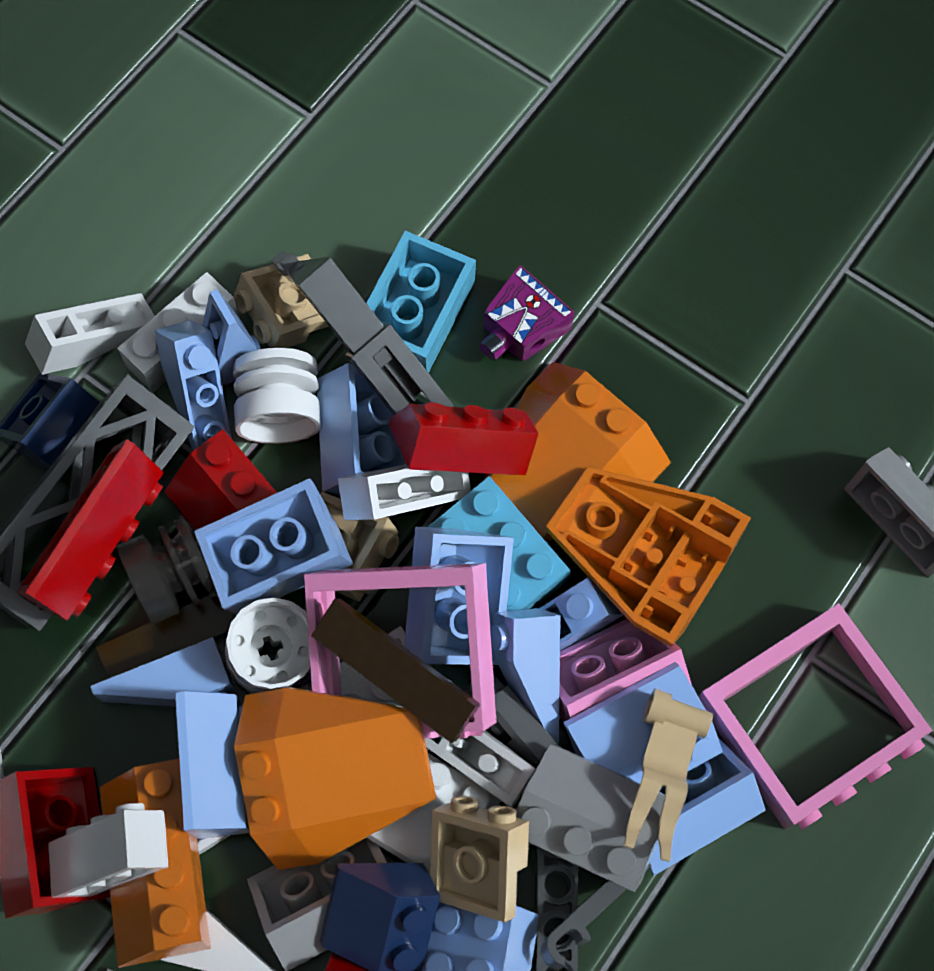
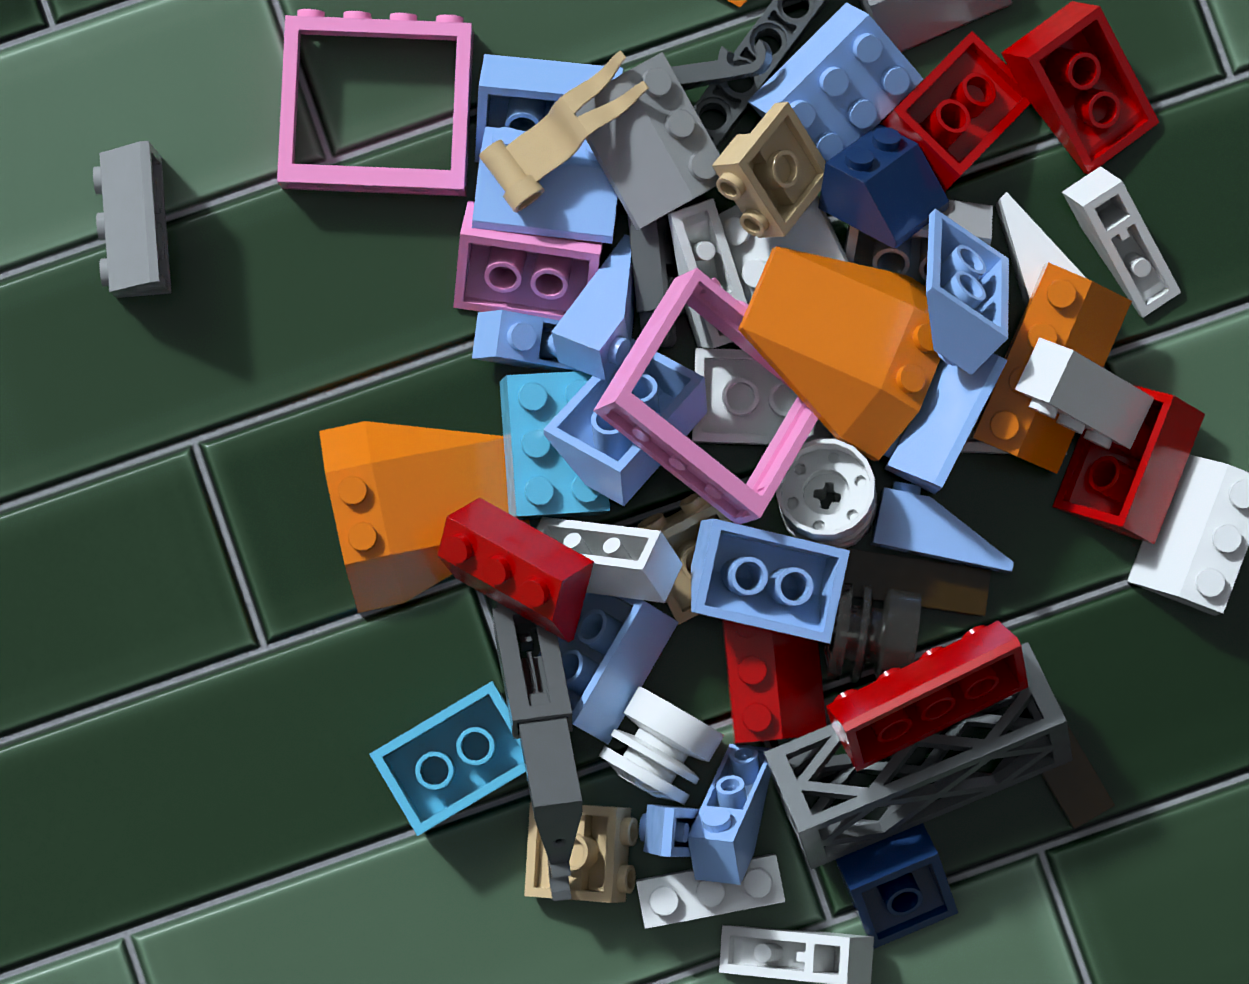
camera: 140 degrees left, 15 degrees up
(254, 863) = (965, 294): none -> light blue slope
(395, 670) = (737, 373): dark brown tile -> none
(524, 318) = (357, 674): magenta torso -> none
(647, 546) = (416, 353): orange wedge -> none

